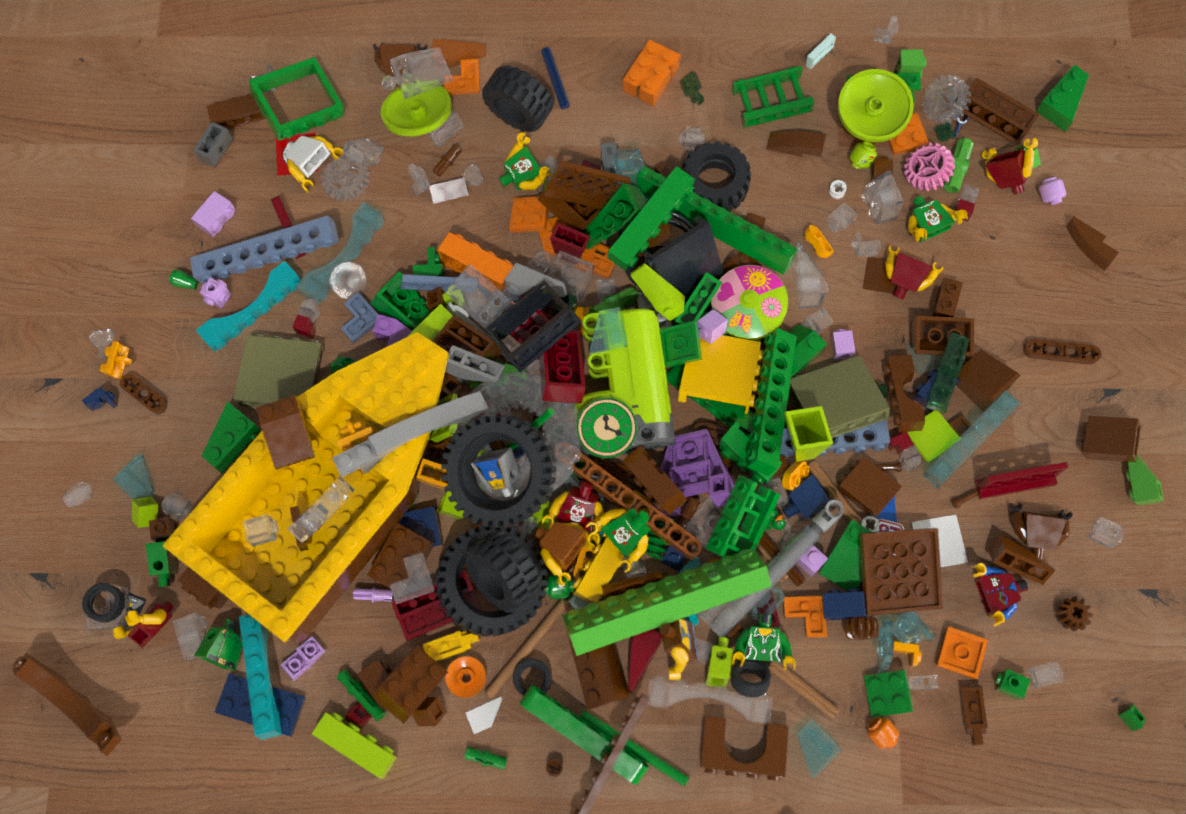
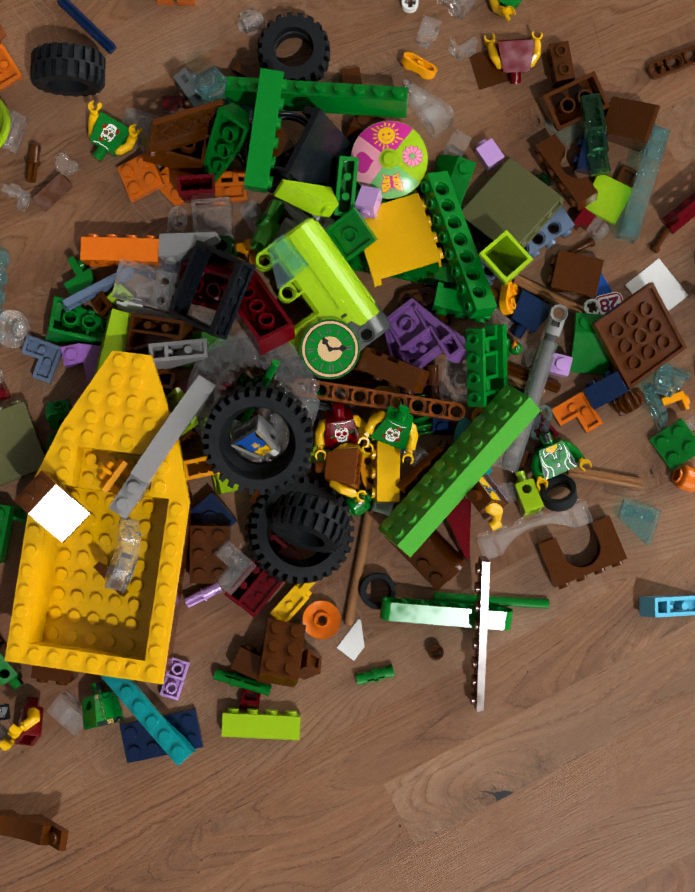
camera: 35 degrees left, 15 degrees up
(260, 530) = (85, 603): clear brick -> none

